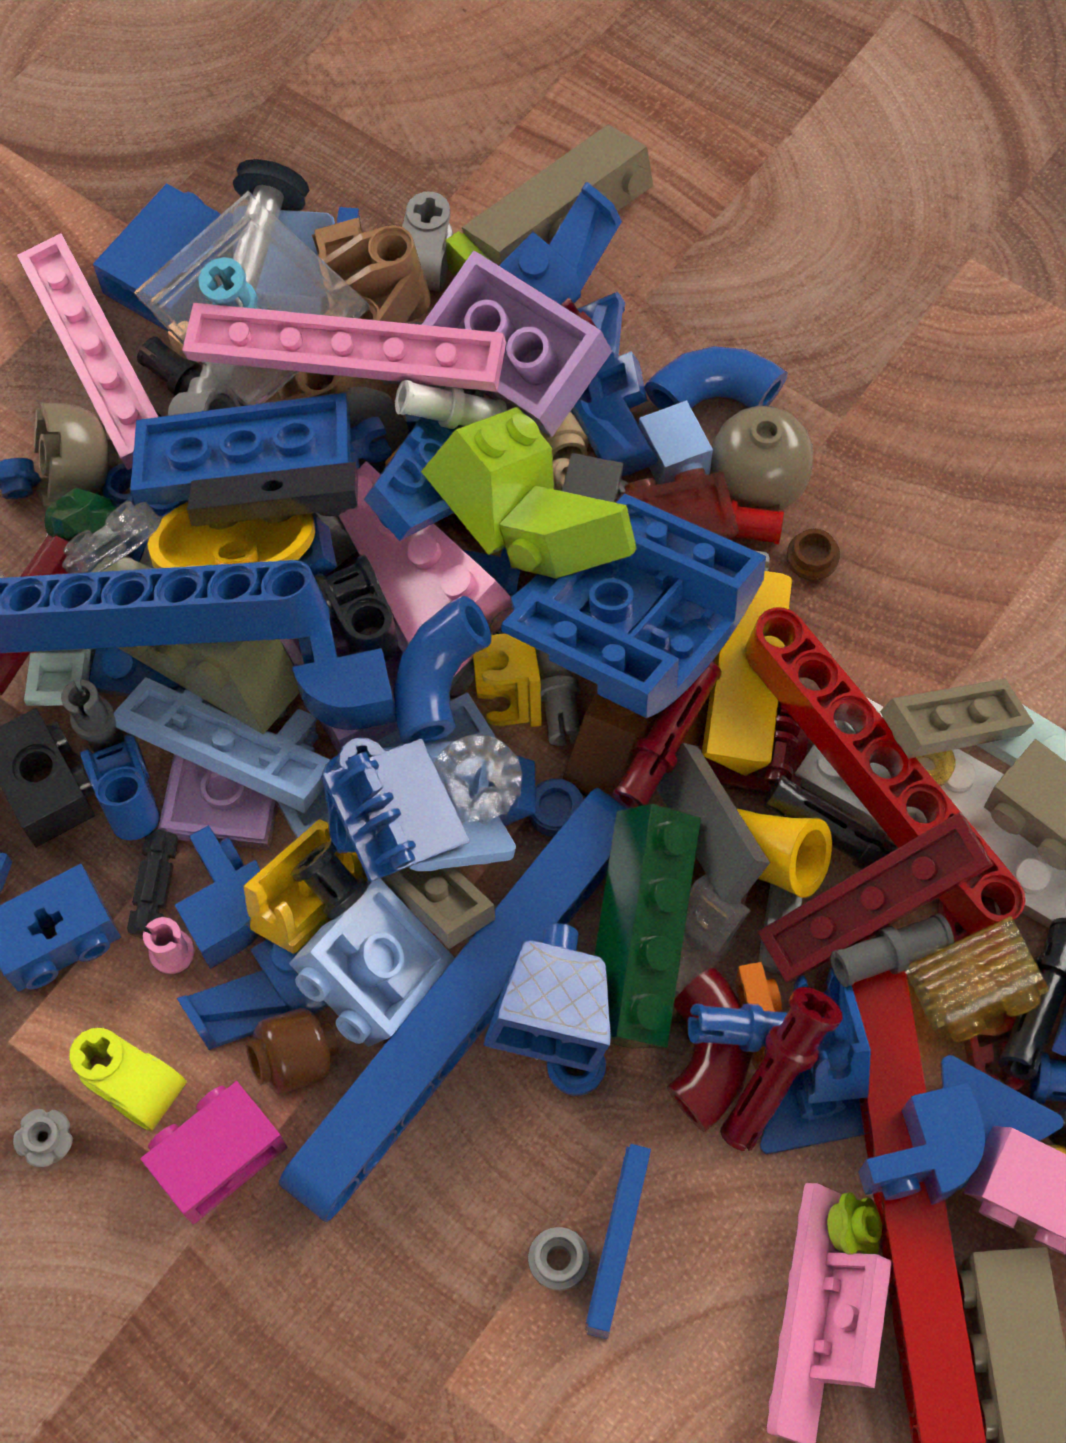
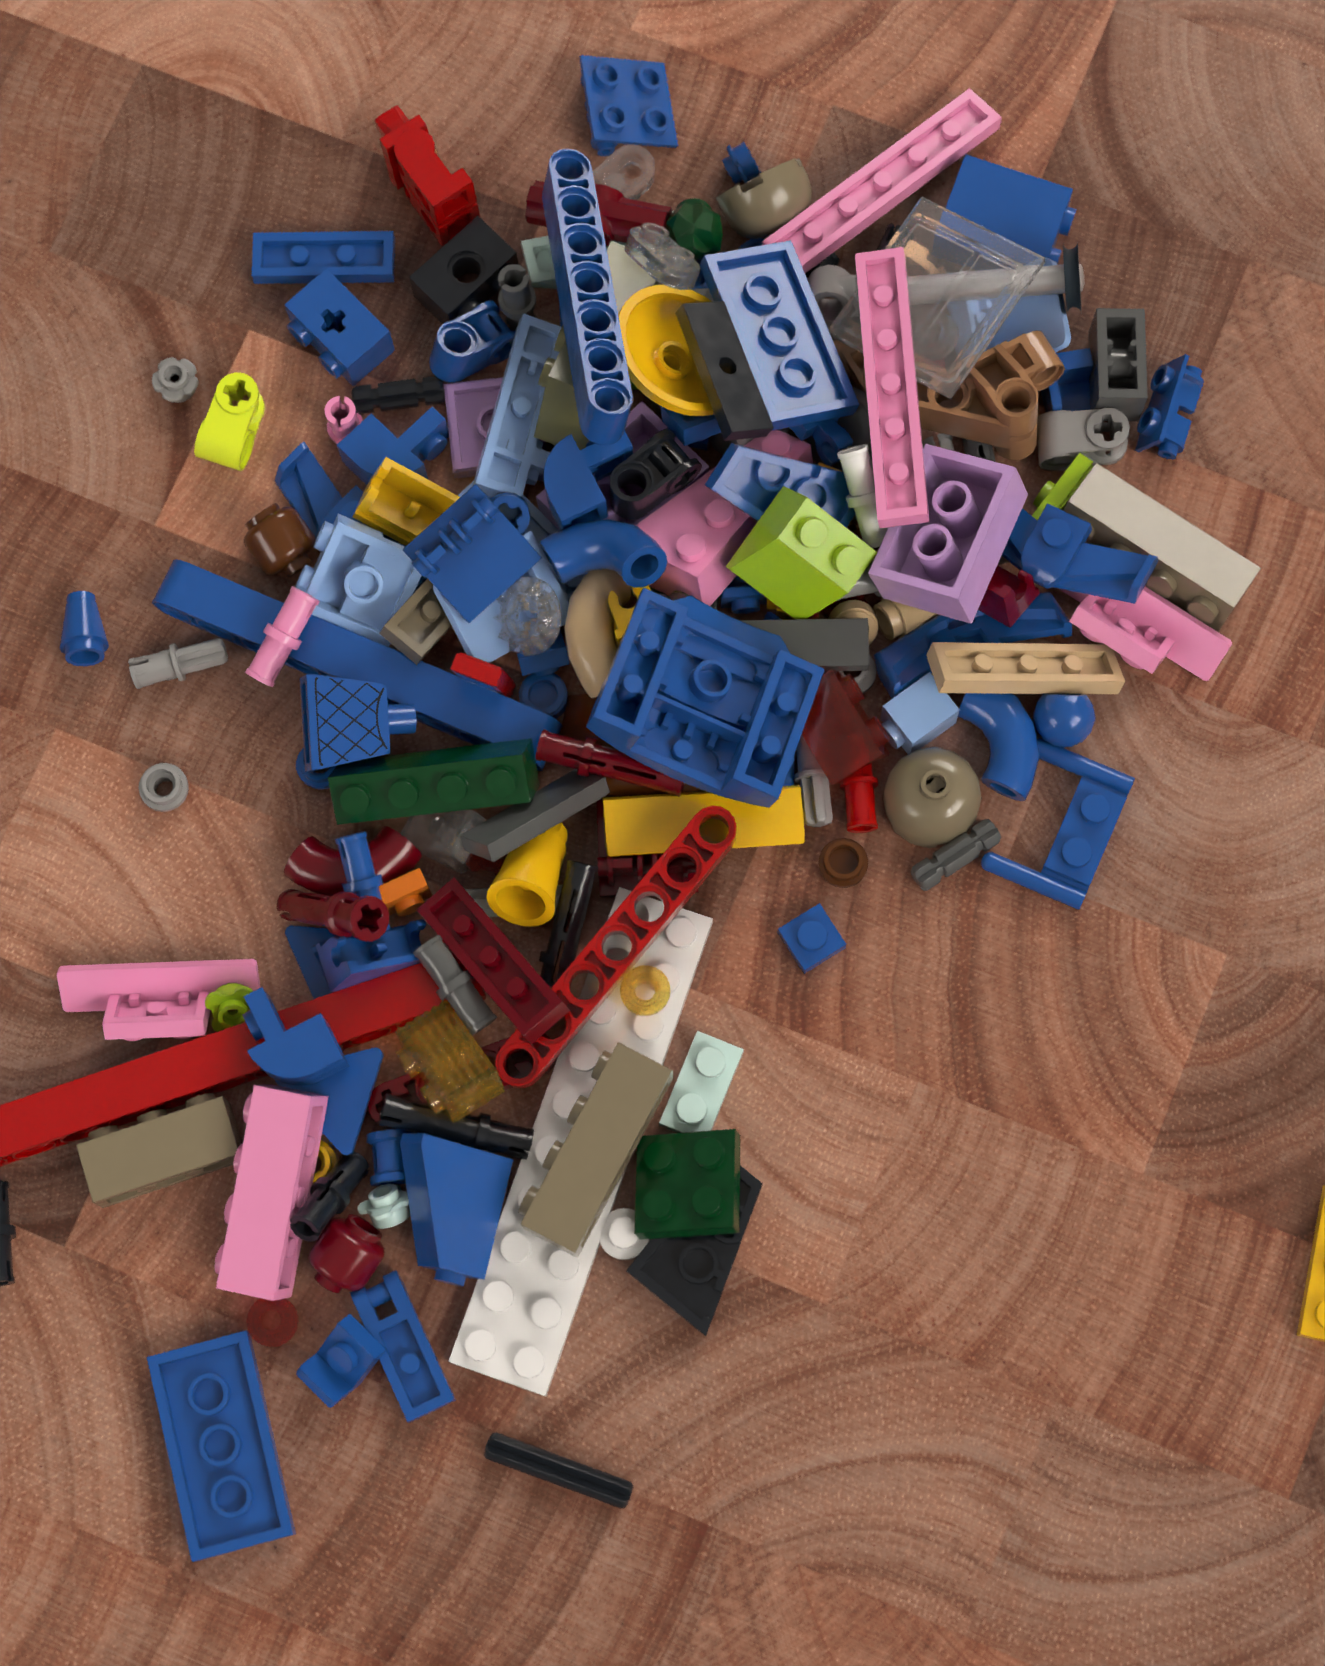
camera: 80 degrees right, 10 degrees up
(213, 1151) = (188, 506): dark pink brick -> none
(233, 284) = (929, 273): medium azure bush -> none
(330, 879) = (412, 518): black bush -> none
(332, 1317) = (82, 631): none -> blue cone
(361, 181) = (1119, 361): none -> dark grey brick
(406, 1207) = (177, 662): none -> light grey axle
(410, 170) = (1173, 388): none -> blue hinge
(424, 1058) = (282, 636): none -> bright pink pin
(516, 717) = (590, 627): none -> tan cylinder
(529, 845) = (483, 674): none -> red tile
(565, 533) = (758, 621): lime slope -> none
(617, 1241) = (182, 827): blue tile -> none
(646, 235) = (1150, 632): none -> bright pink bracket
(658, 337) = (1024, 668): none -> tan plate
(711, 321) = (1064, 718): none -> blue piece
(828, 344) = (1081, 835): none -> blue plate
(828, 455) = (955, 854): none -> dark grey axle
(887, 603) = (811, 938): none -> blue plate
(956, 717) = (678, 1001): dark tan plate -> none

